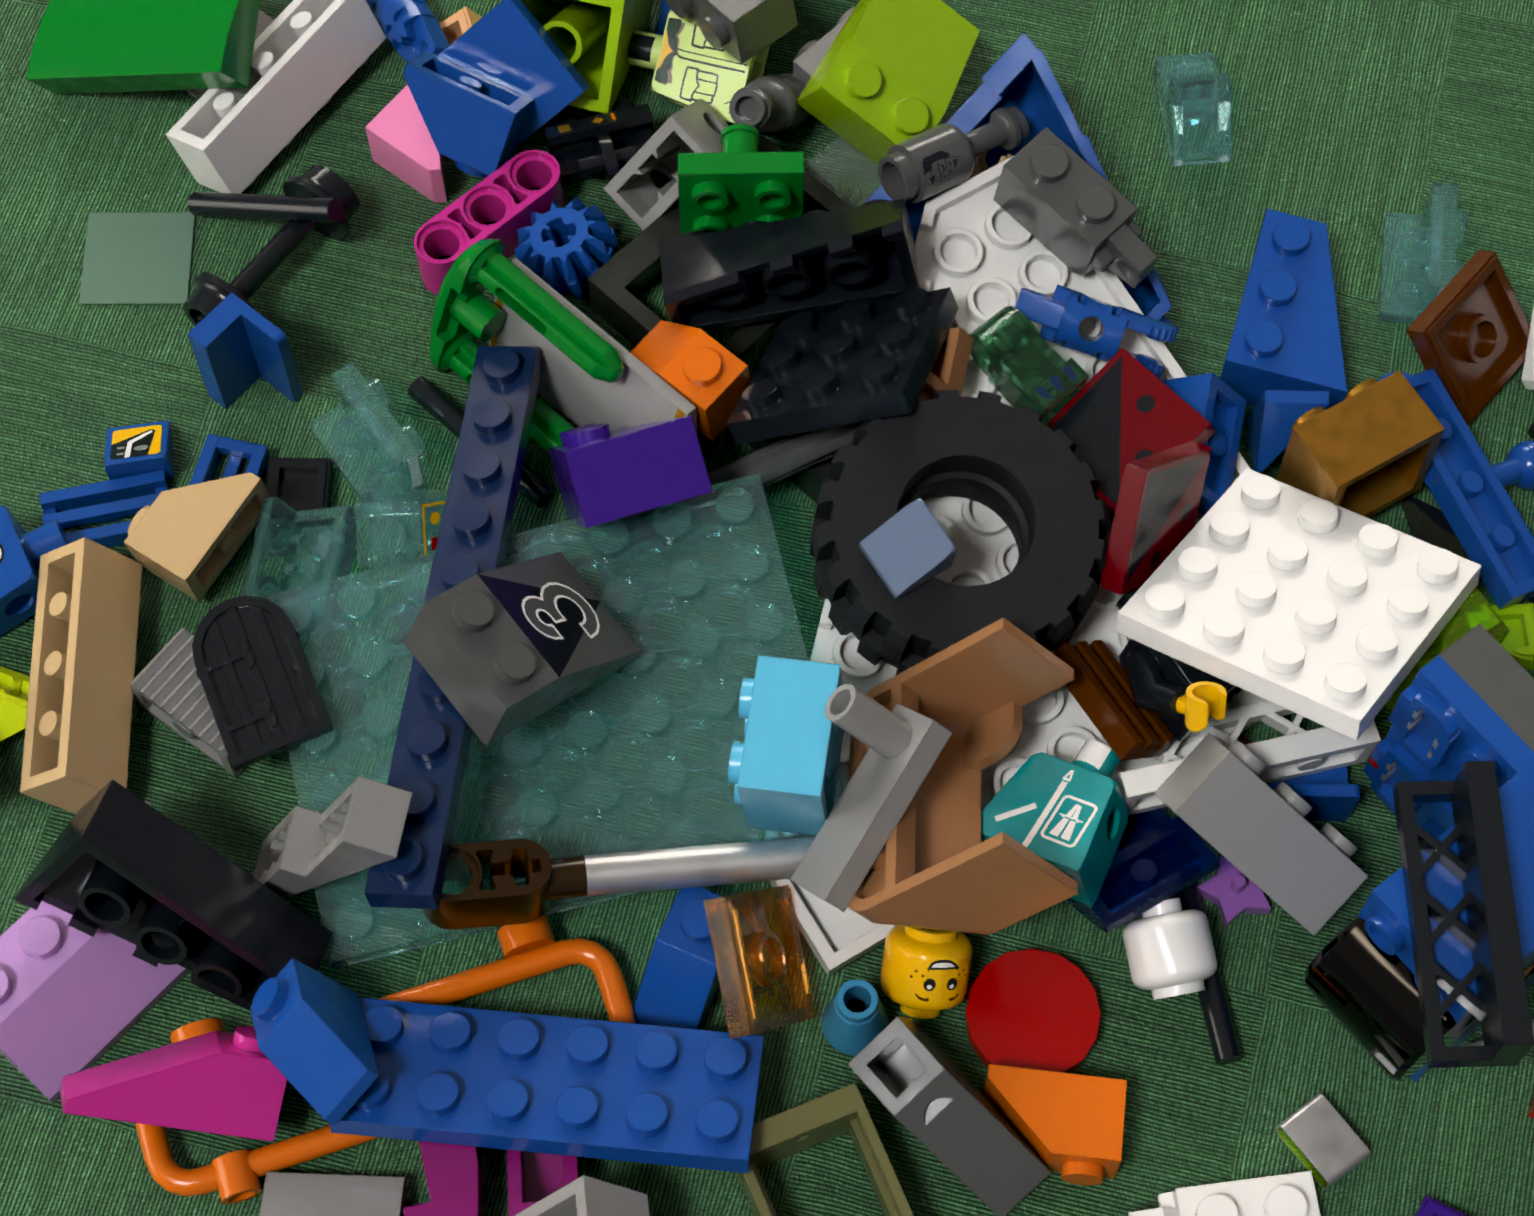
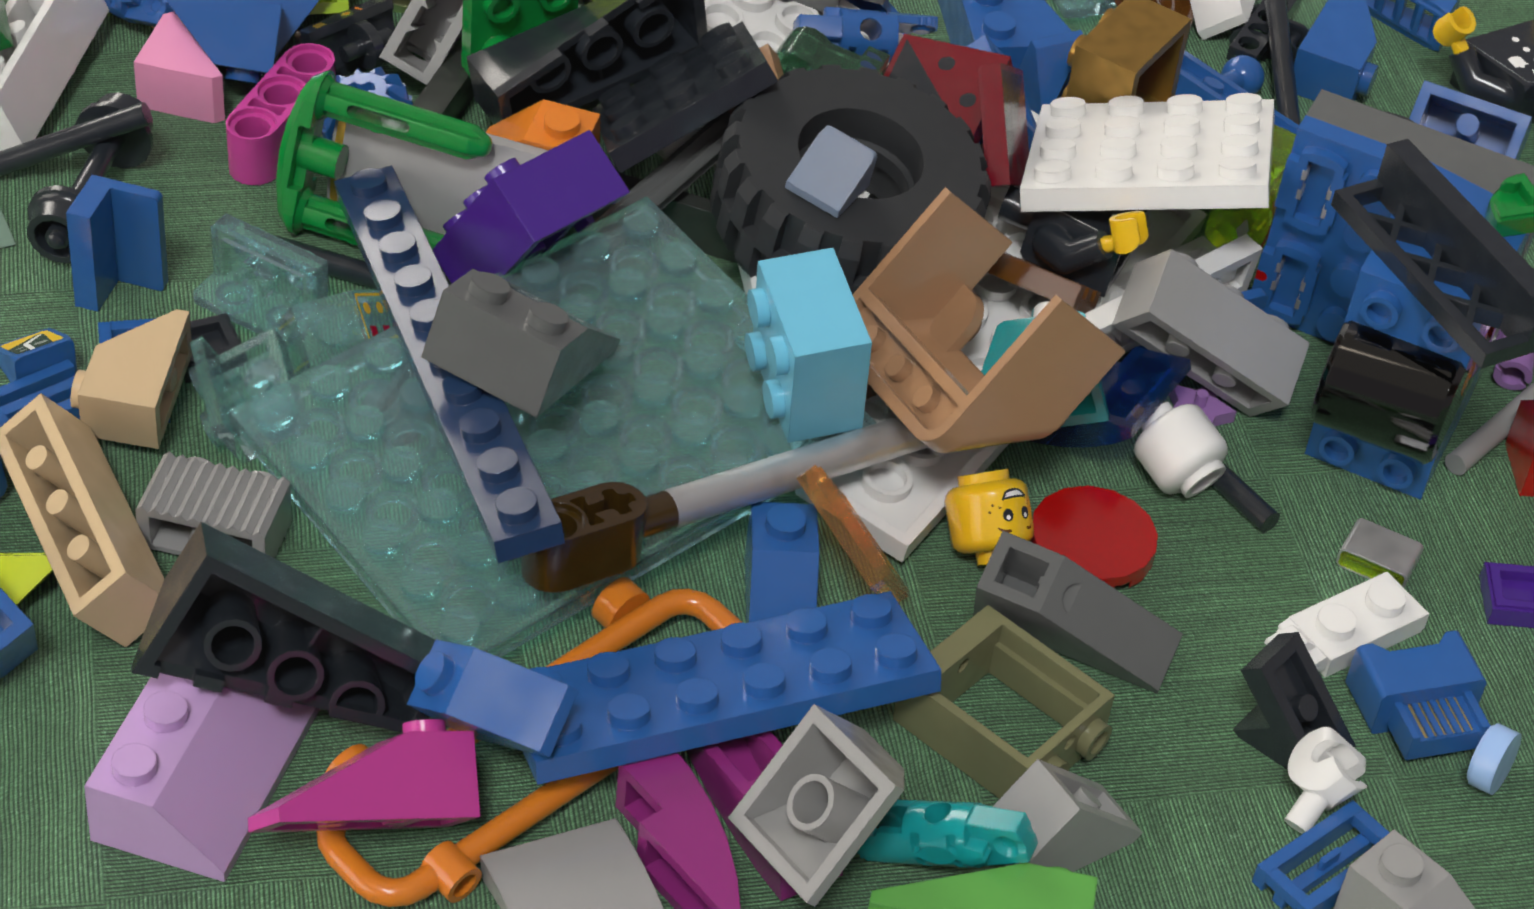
camera: 30 degrees left, 20 degrees down
(257, 680) = (267, 464): black window -> none
(349, 836) = (454, 504): light grey slope -> none
(849, 1030) = (950, 571): dark azure cone -> none
(875, 798) = (903, 352): light grey piece -> none
(1064, 1118) = (1179, 584): orange slope -> none

